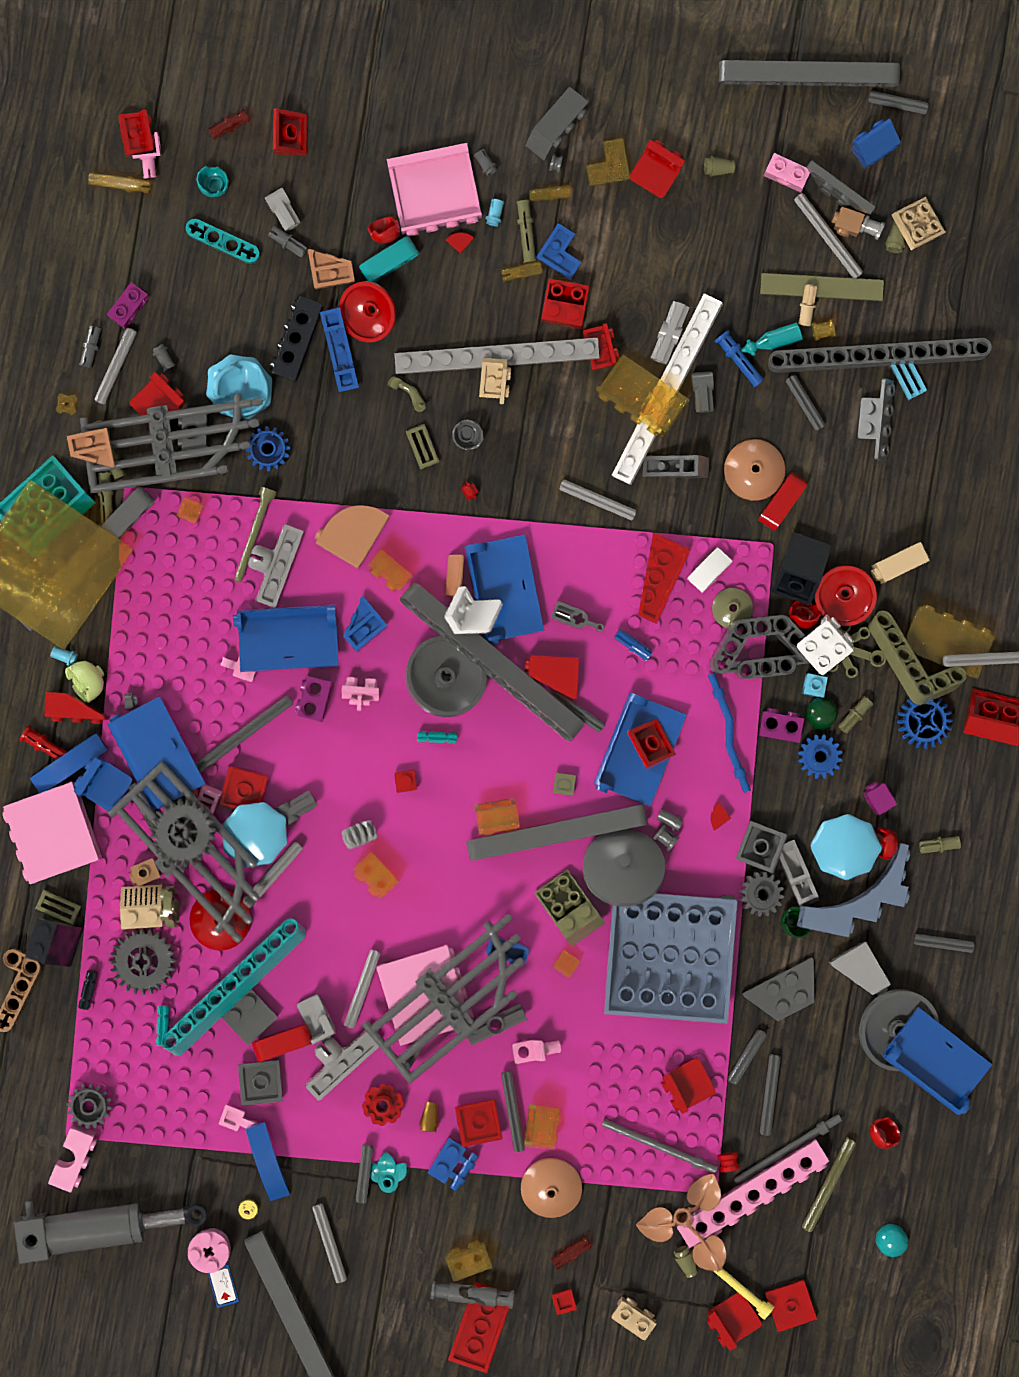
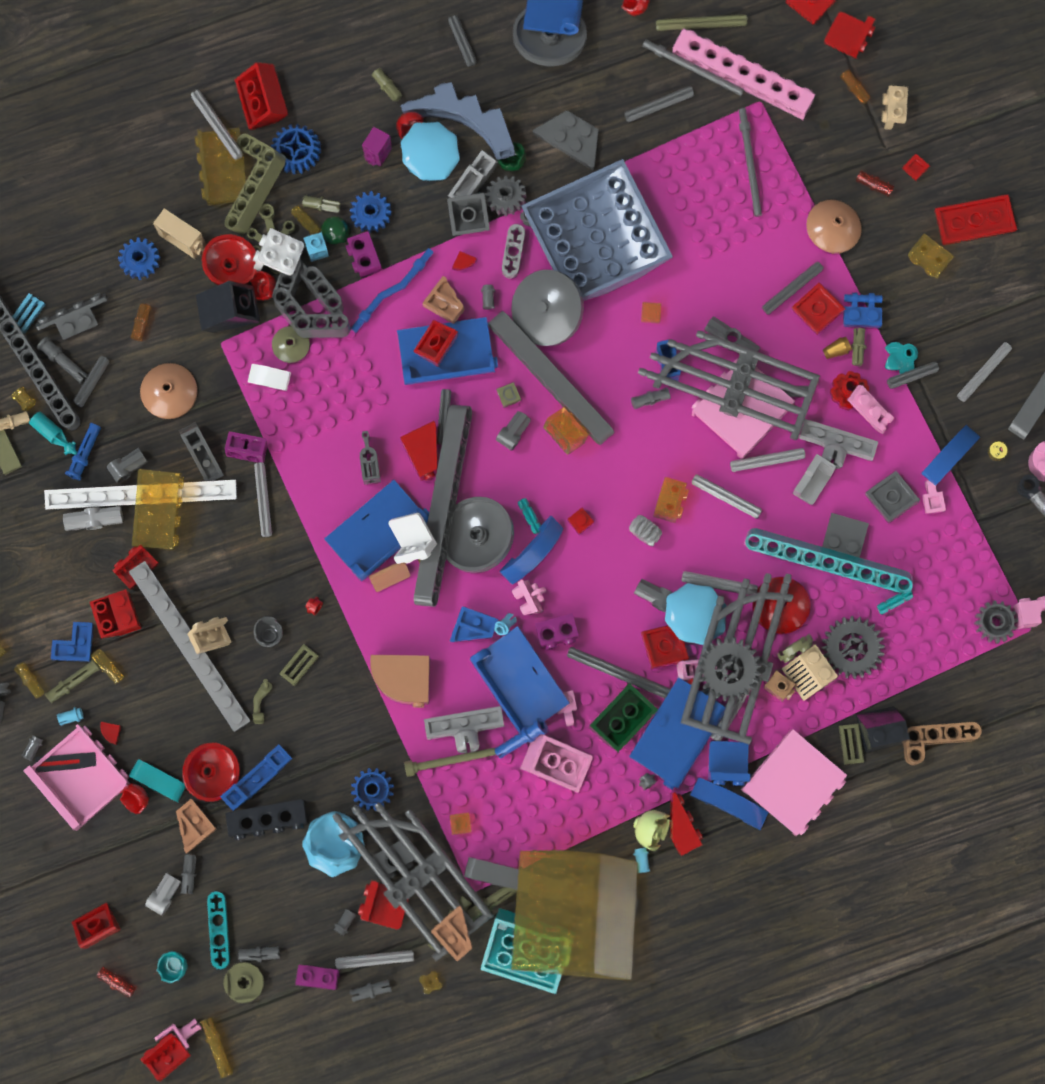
camera: 115 degrees left, 10 degrees down
(41, 743) = (725, 837): red pin -> none
(88, 989) = (903, 678): black axle -> none
(158, 227) = (252, 990): none -> olive plate
(180, 265) = (259, 954): none -> dark grey pin
(194, 628) = (556, 762): none -> bright pink slope
(198, 711) = (623, 718): none -> dark green slope
(231, 615) = (527, 734): none -> blue pin
(282, 1042) = (849, 497): red beam -> none
(346, 651) = (502, 627): none -> medium azure pin
(350, 929) = (726, 496): none -> light grey axle
(352, 1111) = (870, 409): none -> bright pink plate
(390, 570) = (415, 630): clear yellow brick -> none
(398, 721) = (534, 553): none -> blue slope
(419, 1138) = (858, 346): none -> olive axle
(454, 187) = (67, 762): none -> black sticker
(483, 913) = (650, 398): none -> dark grey pin
(485, 1295) = (950, 227): dark grey piece -> none
(525, 766) = (510, 435): none -> dark grey piece
(536, 1049) = (733, 296): bright pink bracket -> none
(542, 1126) = (790, 257): clear yellow brick -> none
(569, 908) = (604, 334): olive slope -> none
(633, 644) = (364, 402): blue axle -> none
(654, 510) = (246, 447): none -> magenta brick
(658, 1223) = (766, 104): nougat plant -> none
(662, 571) = (292, 413): red wing -> none
(666, 837) = (504, 291): dark grey bush -> none
(677, 1293) = (855, 86): none -> clear orange axle
(685, 1260) = (825, 94): olive cone -> none
(688, 775) = (444, 301): none -> nougat wing
(688, 1085) = (689, 166): red bracket -> none
(717, 874) = (520, 239): none -> light grey beam
(729, 1162) = (730, 104): red wheel -> none
(747, 1056) = (640, 137): dark grey axle -> none
(762, 1307) = (826, 15): light yellow piece -> none
(783, 501) = (181, 353): red beam -> none
(837, 480) = (140, 322): none -> clear orange axle
(848, 690) = (305, 220): none -> clear yellow axle
(850, 383) = (56, 354): none -> dark grey pin
(862, 968) = (518, 89): light grey slope -> none
(911, 512) = (137, 249): none -> blue gear

